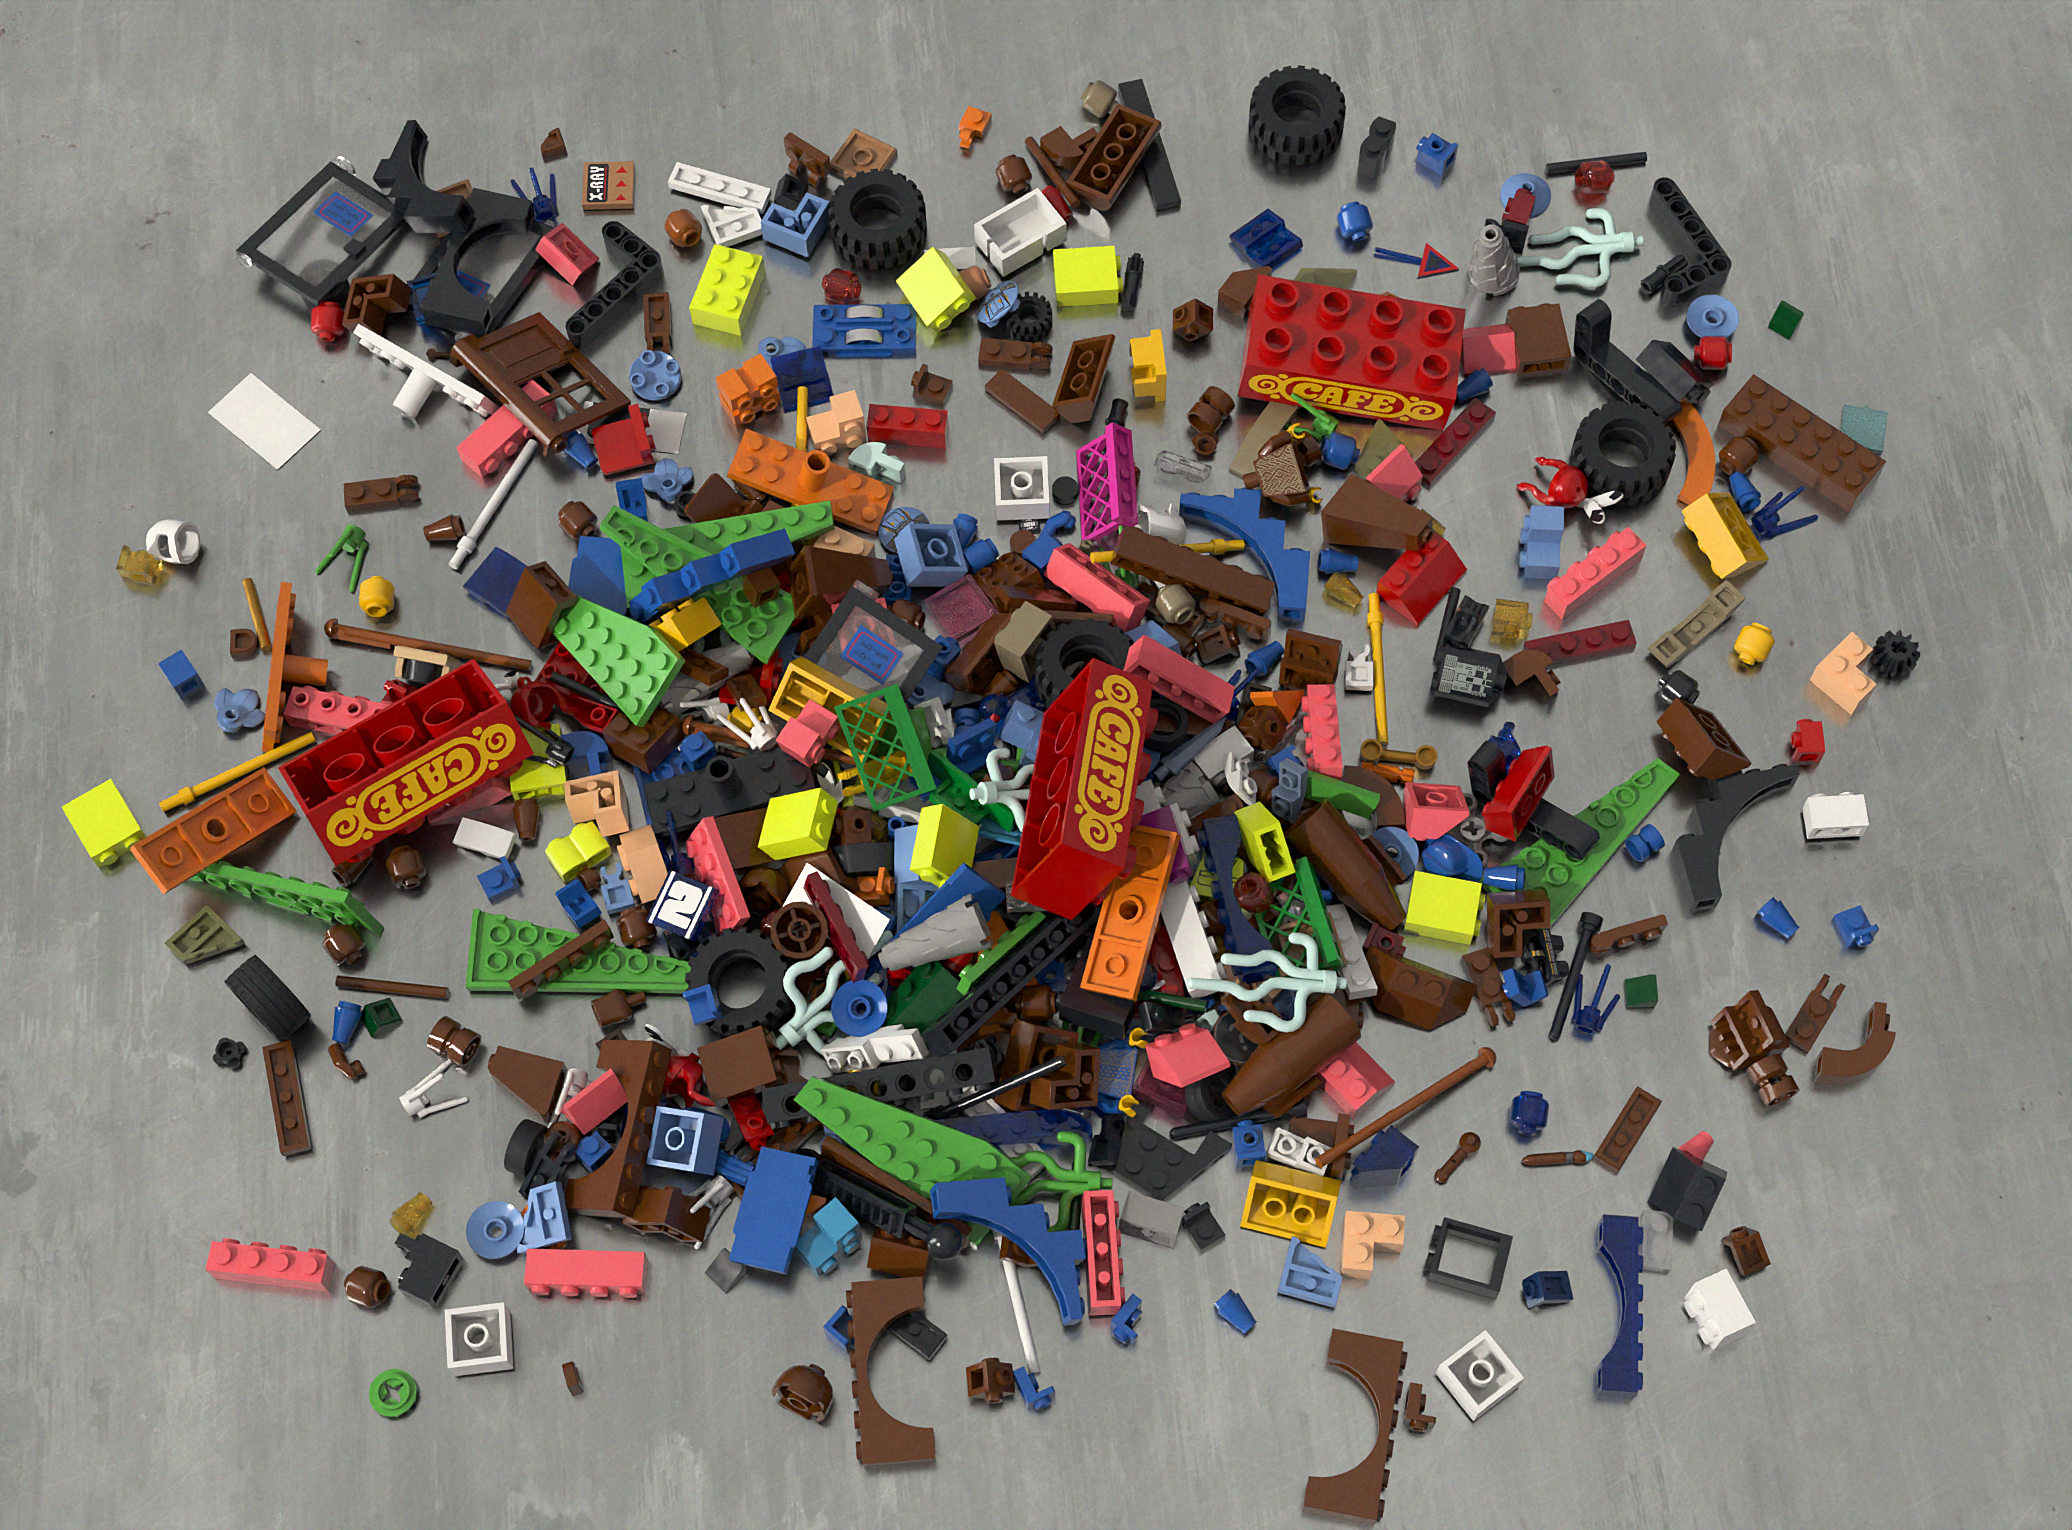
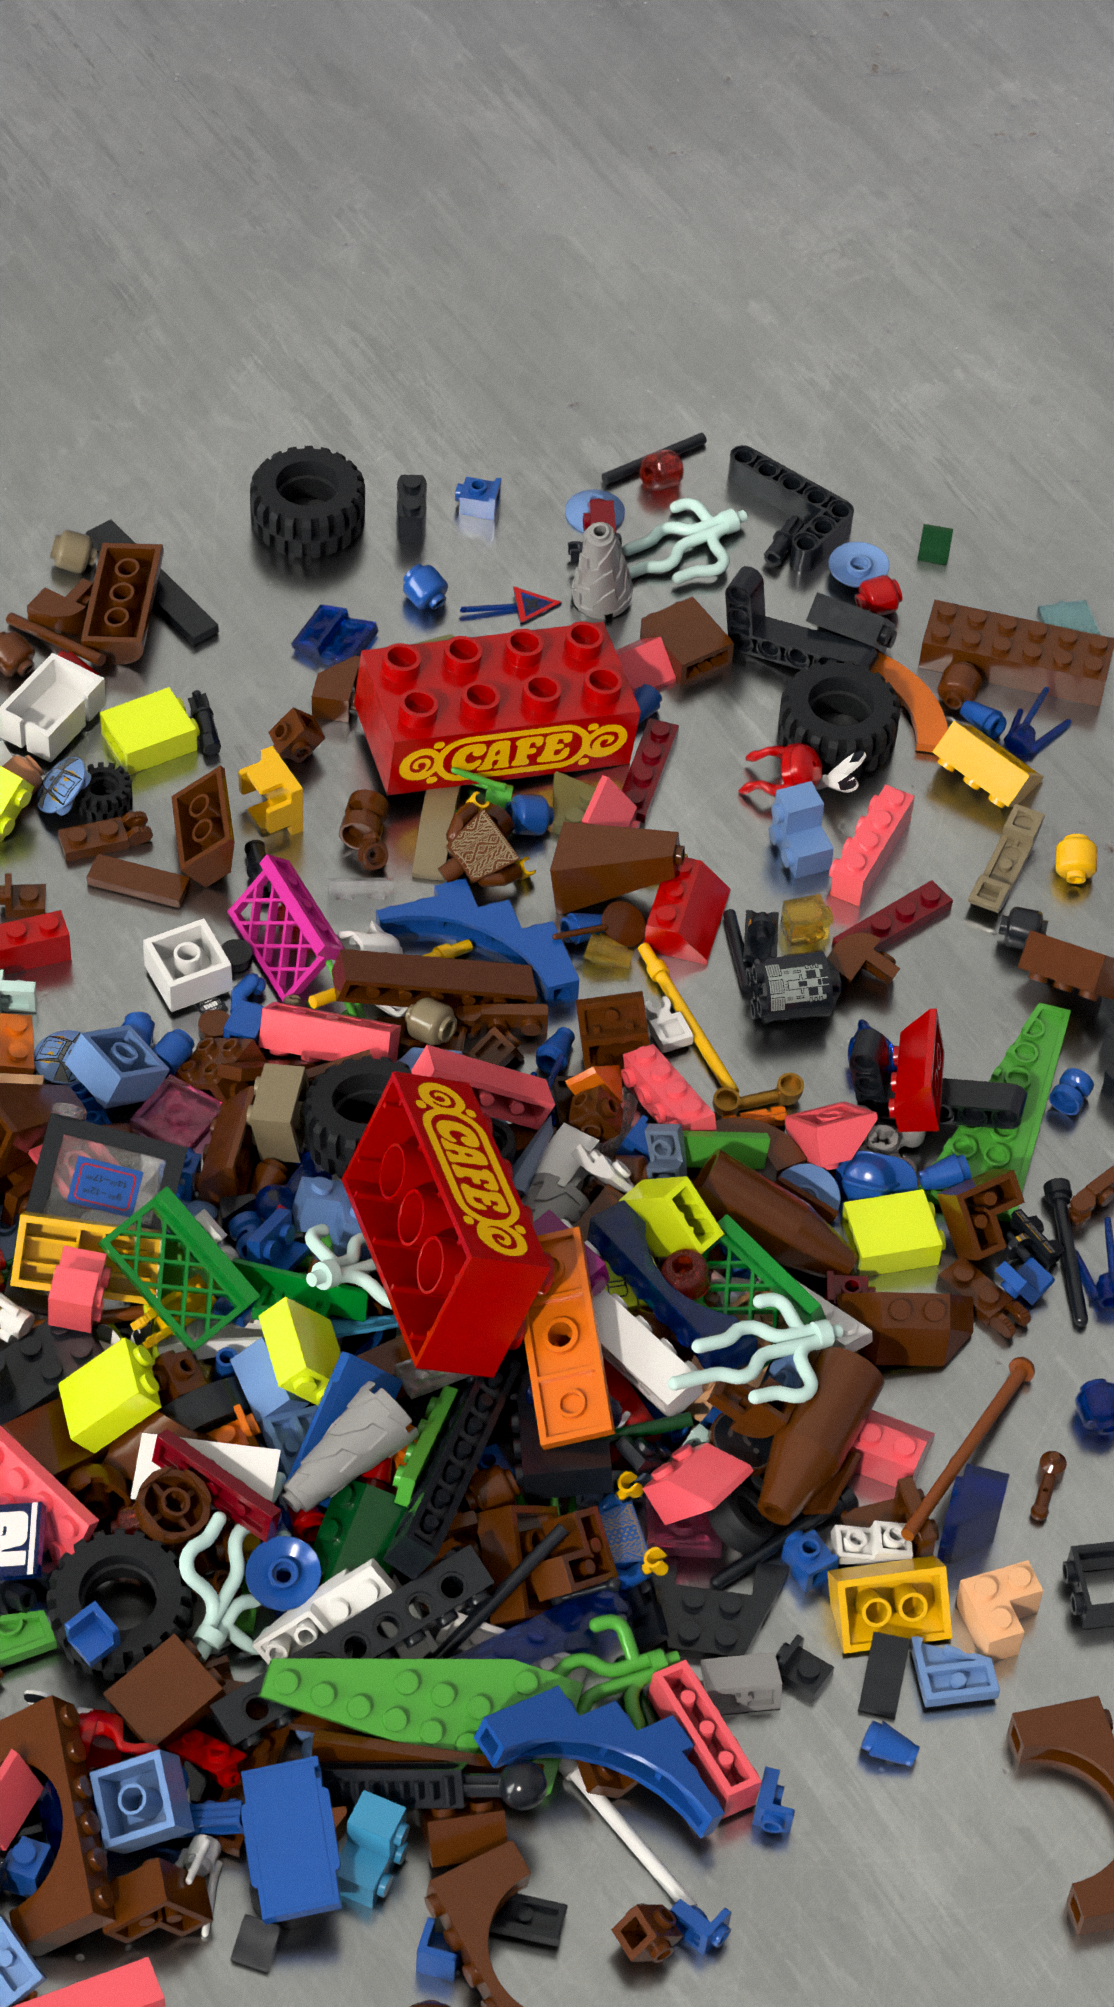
camera: 30 degrees left, 15 degrees down
(1259, 1256) = (884, 1674): none -> black slope
(1364, 569) = (619, 922): none -> reddish brown piece

